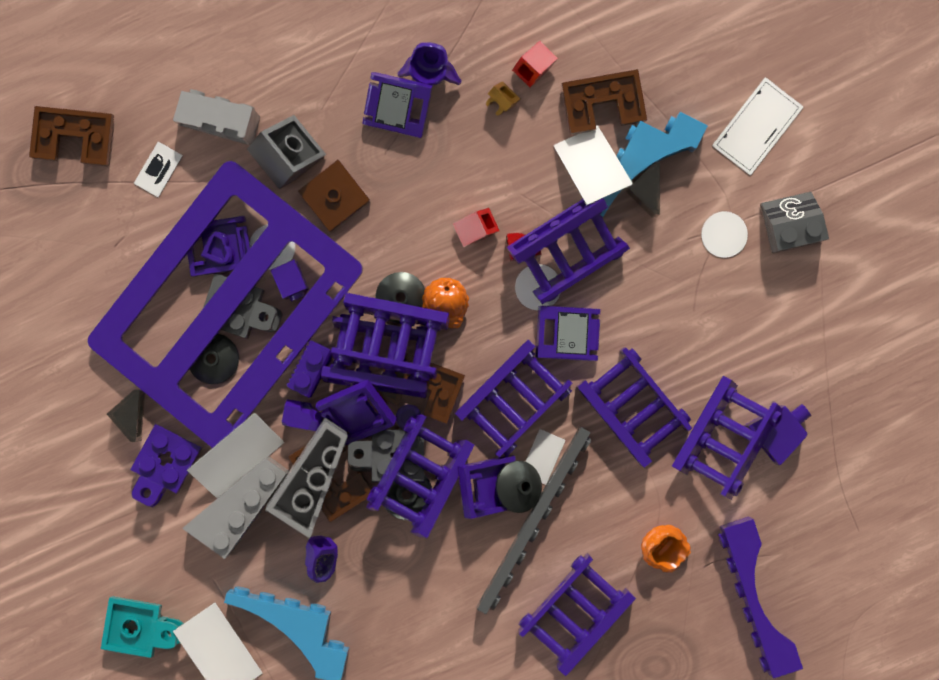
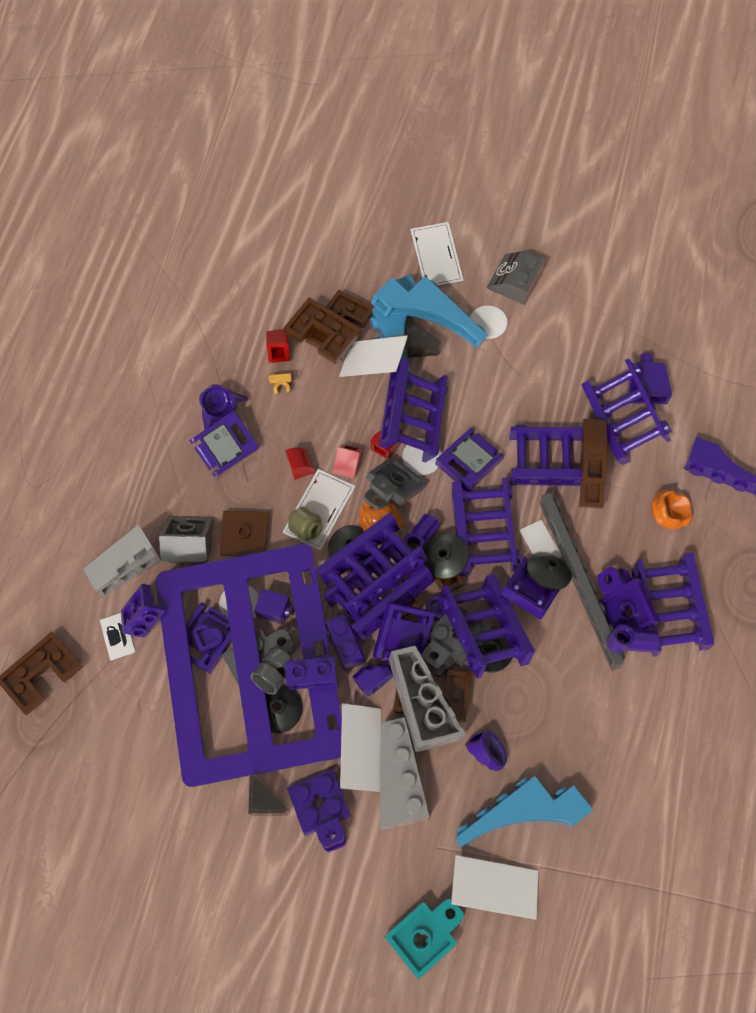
camera: 45 degrees left, 20 degrees down
(185, 174) = (140, 613): none -> dark purple bracket
(229, 335) = (271, 673): none -> dark grey wheel
(251, 370) = (311, 673): none -> dark purple bracket
(385, 242) = (305, 523): none -> olive head
(412, 239) = (327, 498): none -> white sticker
(438, 186) = (299, 462): none -> red brick
(461, 350) = (423, 531): none -> dark purple piece
(466, 396) = (453, 562): none -> pearl dark grey dish
(474, 288) = (386, 488): none -> dark grey plate
(510, 609) = (634, 640): none -> dark purple piece
(542, 566) = (623, 592): none -> dark purple plate
(593, 110) = (314, 315): none -> reddish brown plate
(648, 449) = (593, 463): none -> reddish brown slope
(689, 170) = (428, 303): none -> dark azure arch

